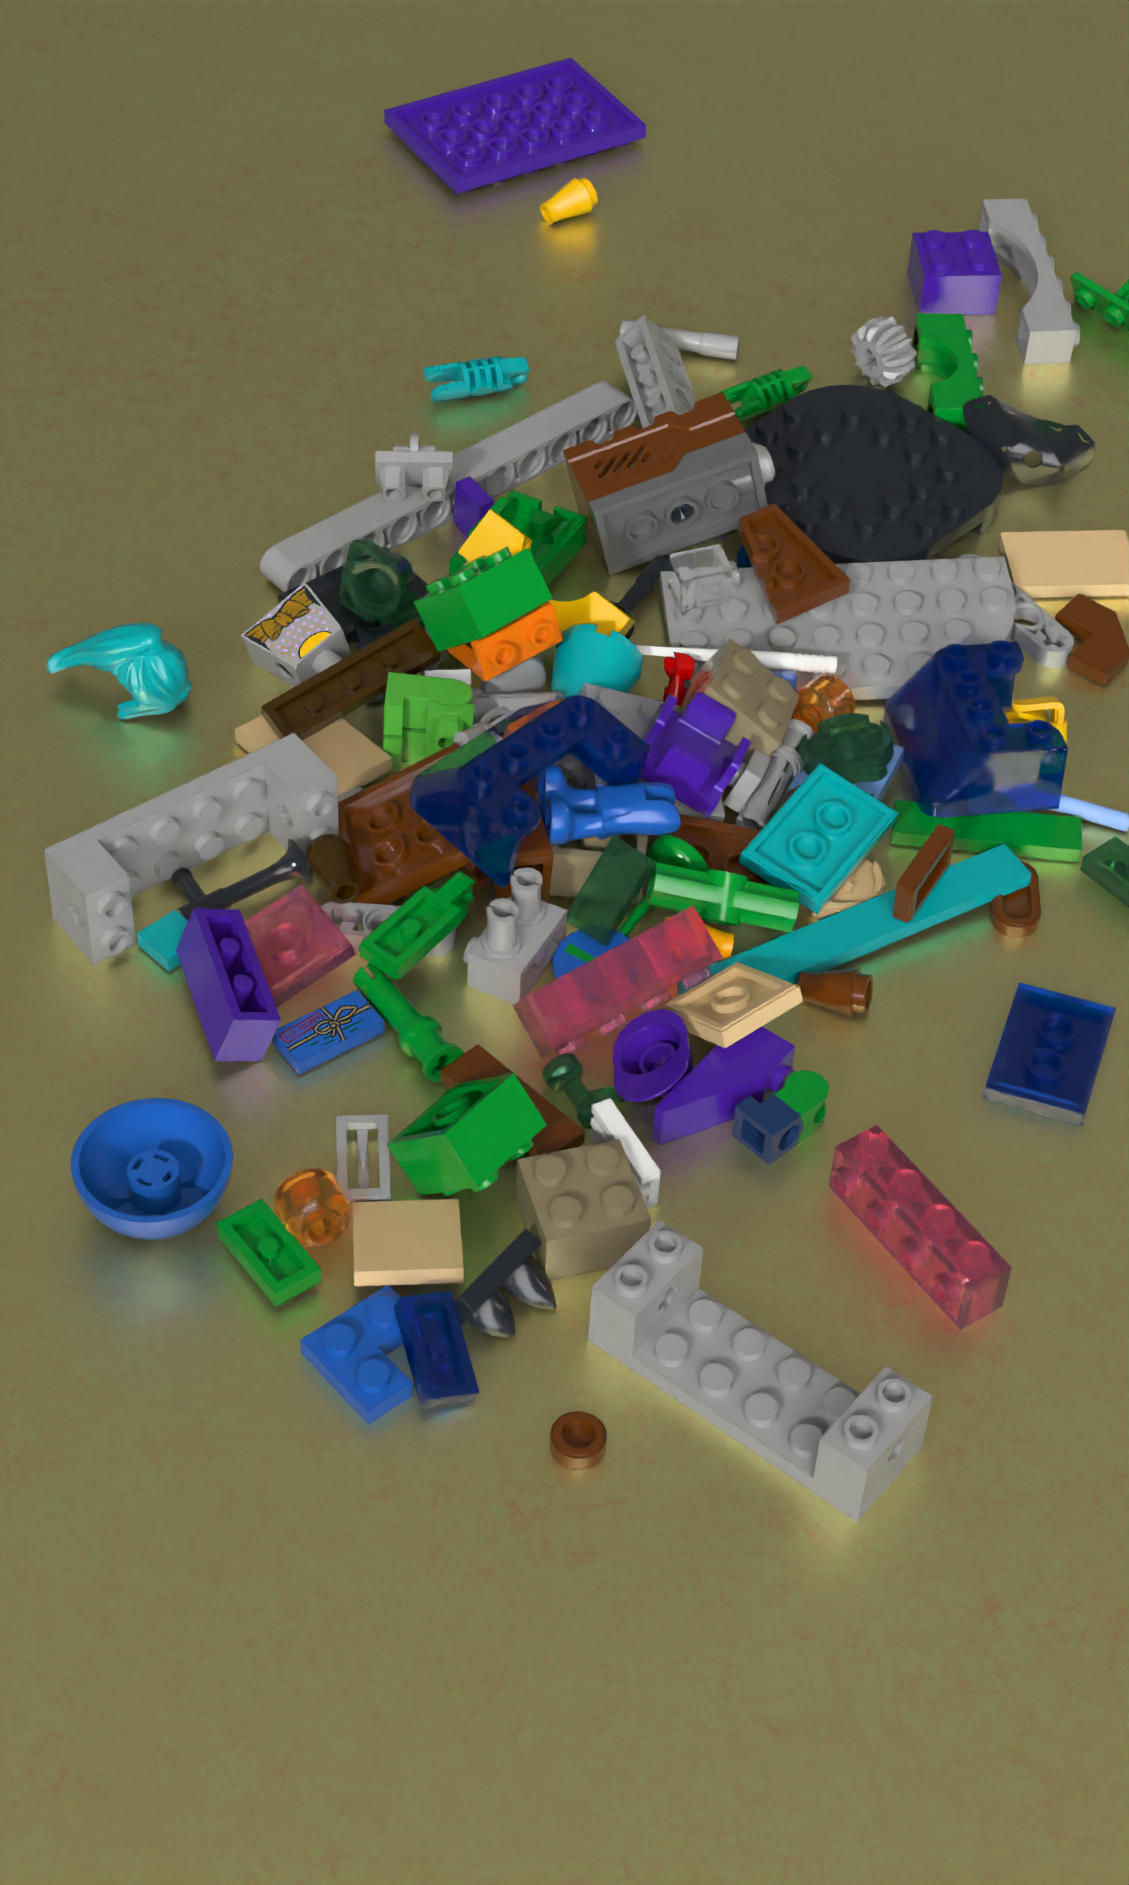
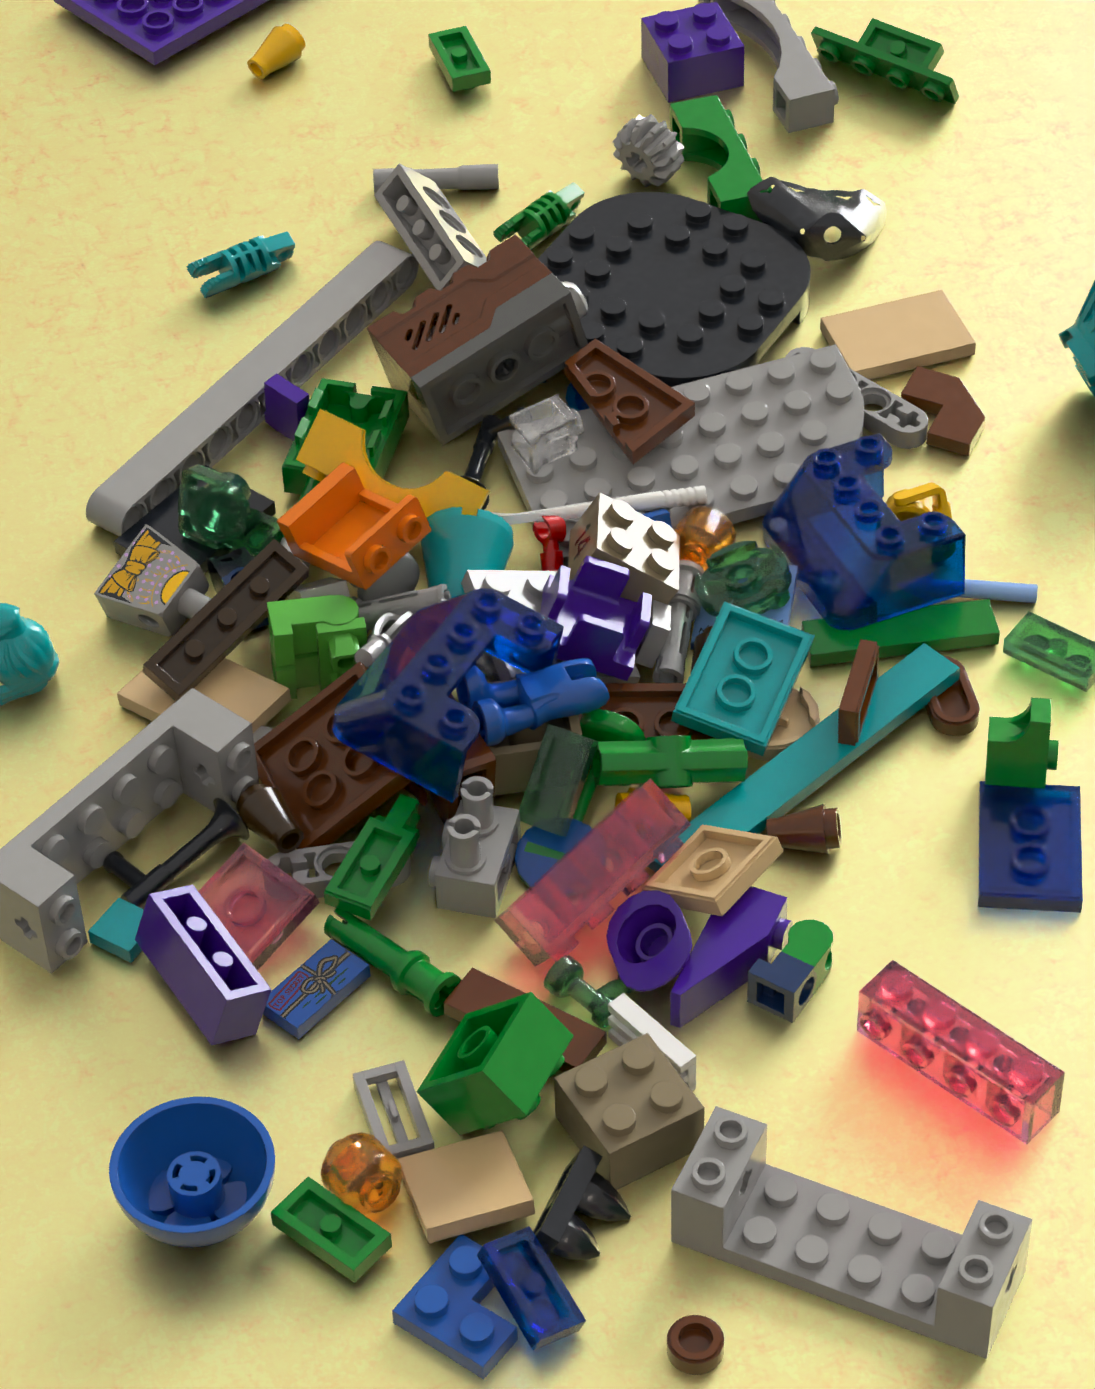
camera: 10 degrees left, 0 degrees up
(414, 467) = (216, 375): light grey hips -> none
(482, 597) = (344, 506): green brick -> none
(735, 239) = (459, 58): none -> green plate
(1067, 958) = (1021, 747): none -> green brick

